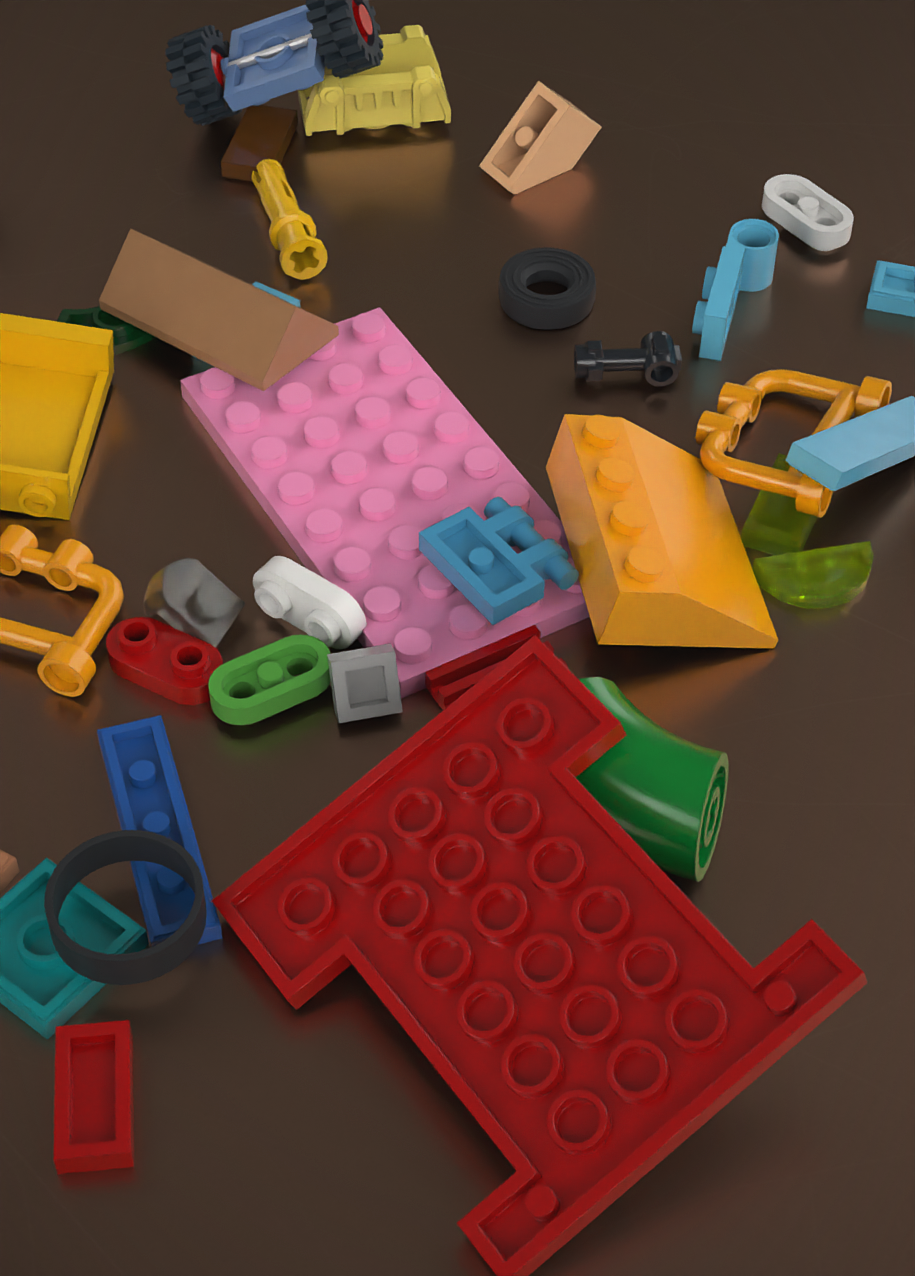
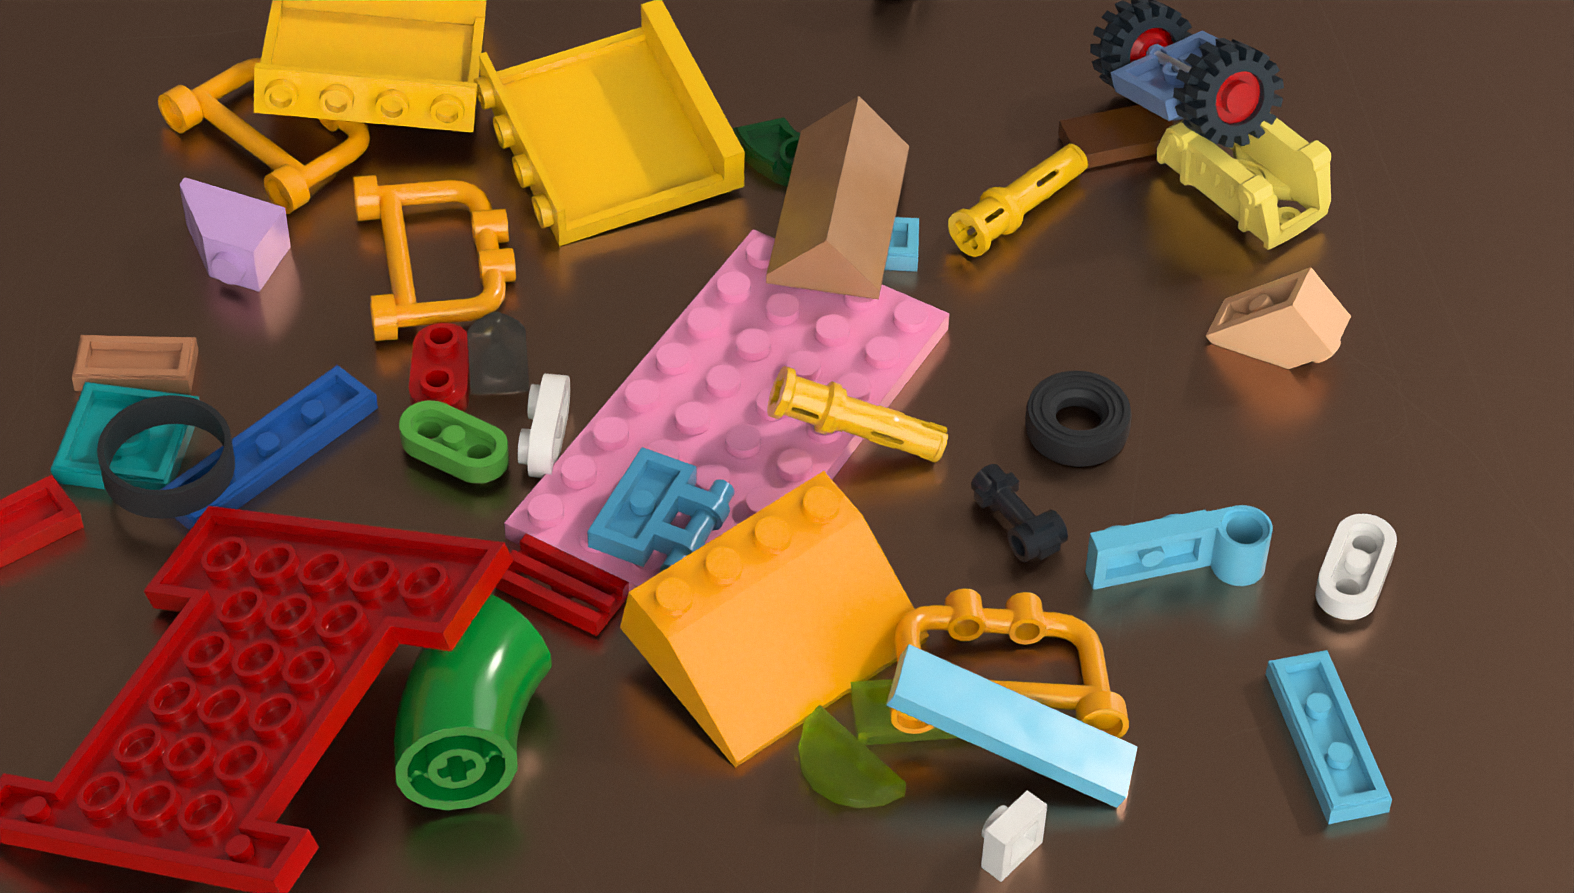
camera: 60 degrees right, 0 degrees up
(364, 683) = (483, 498): light grey tile -> none
(460, 400) = (831, 409): none -> yellow pin

